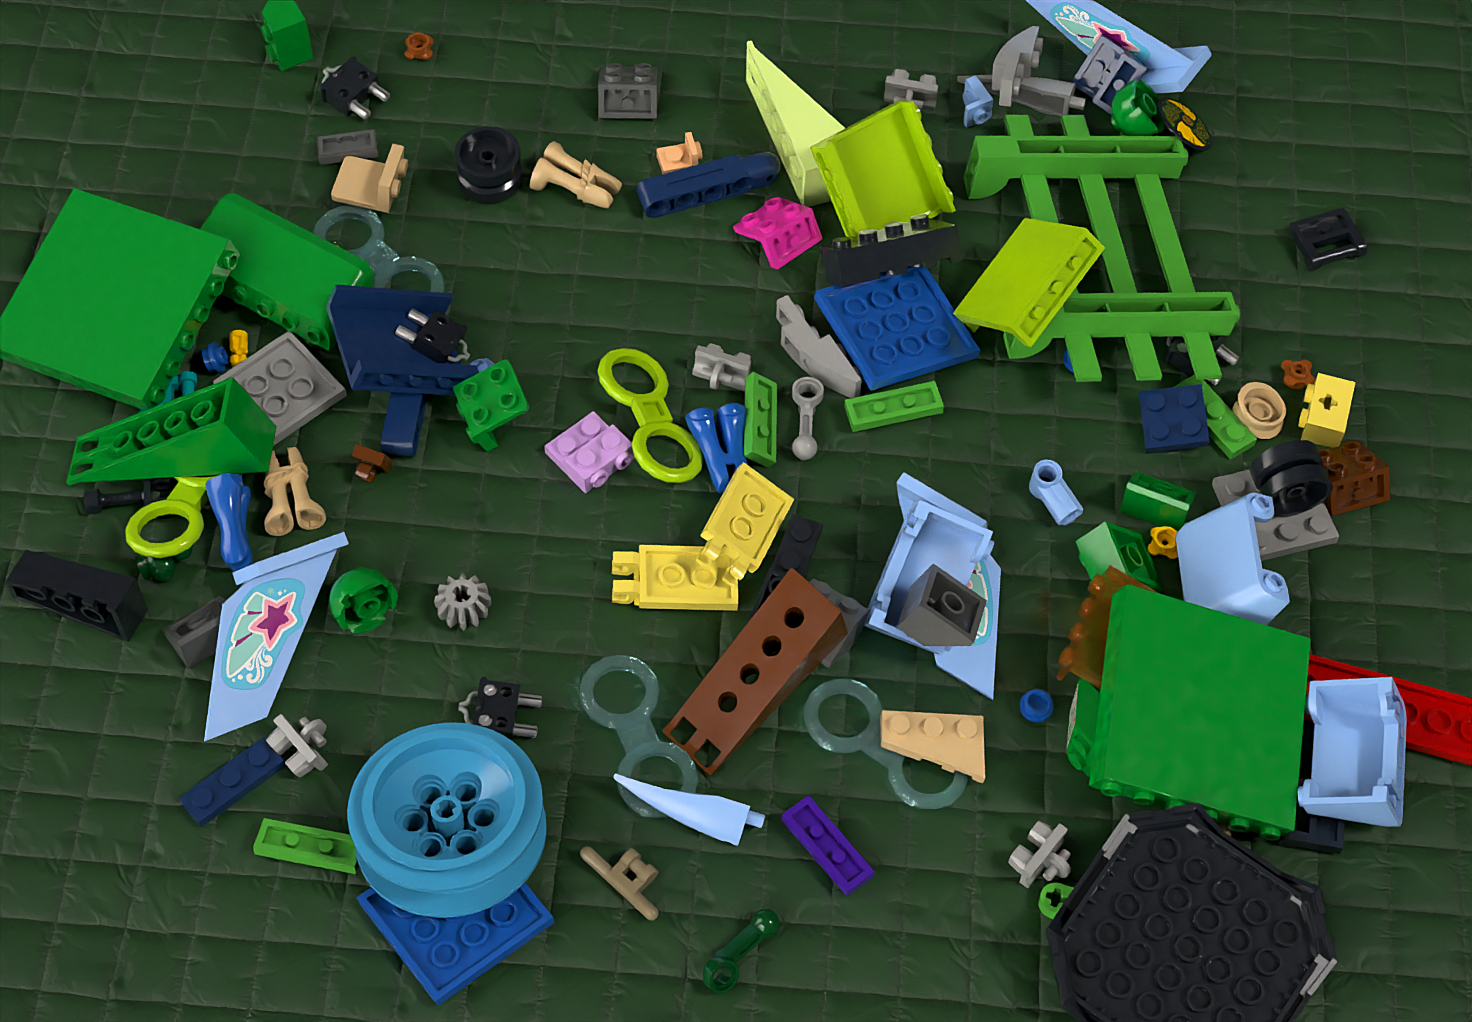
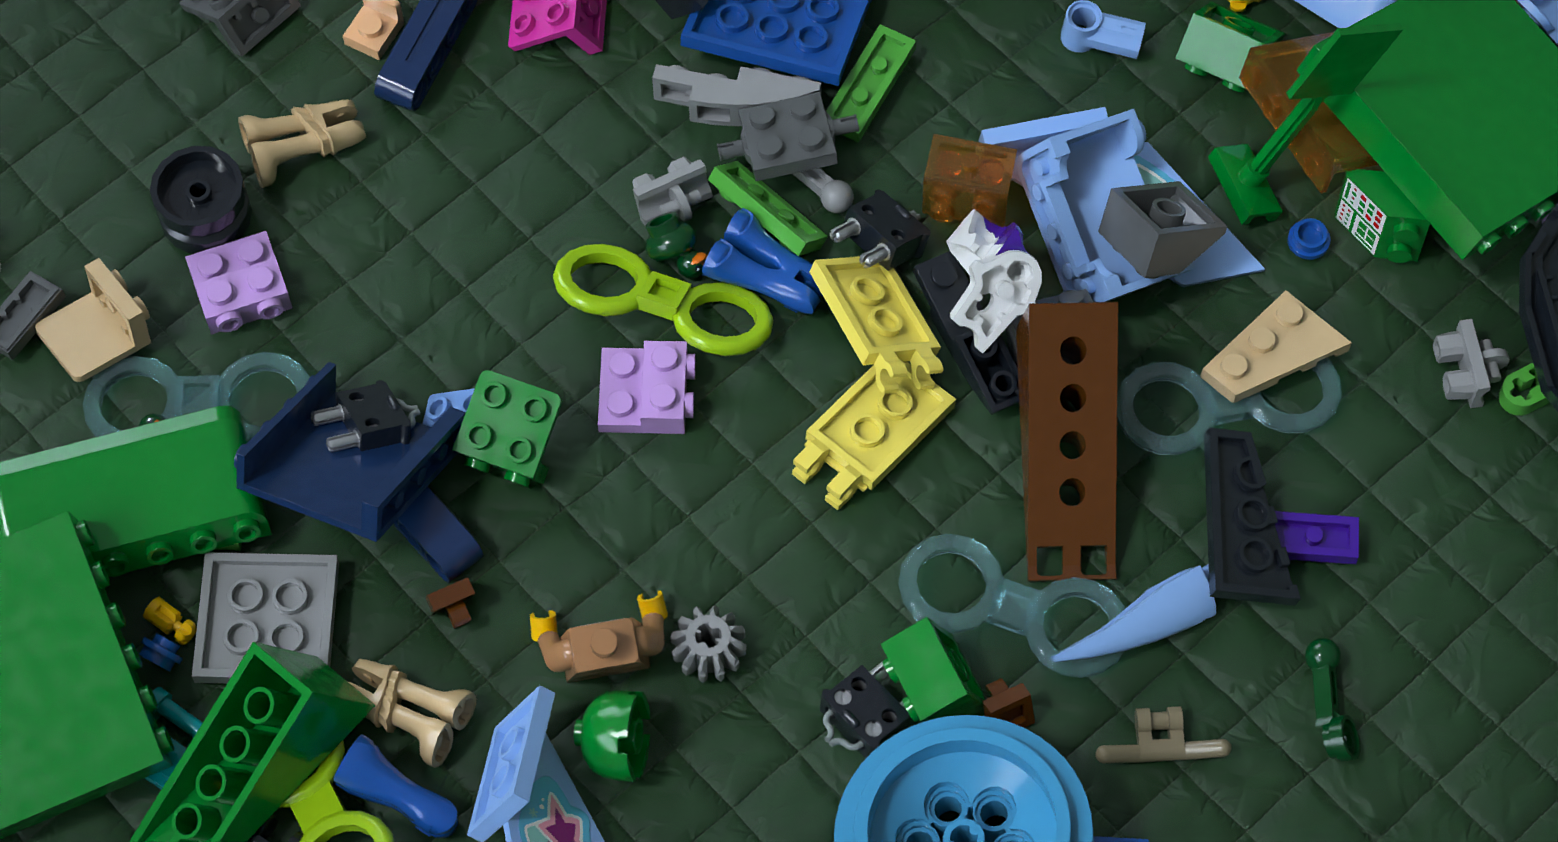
camera: 45 degrees left, 5 degrees up
(412, 553) = (603, 646): none -> medium nougat torso
(463, 222) = (239, 283): none -> lavender plate
(548, 725) = (932, 673): none -> green slope
(566, 780) = (1009, 703): none -> reddish brown tile
(689, 388) = (674, 239): none -> dark green animal
(796, 813) = (1241, 528): none -> black wing
(804, 484) = (883, 231): none -> black piece
(810, 390) = (787, 136): none -> dark grey plate
(830, 550) = (996, 266): none -> white hips
(871, 494) = (967, 177): none -> clear orange bracket
(1105, 595) = (1332, 72): none -> green piece

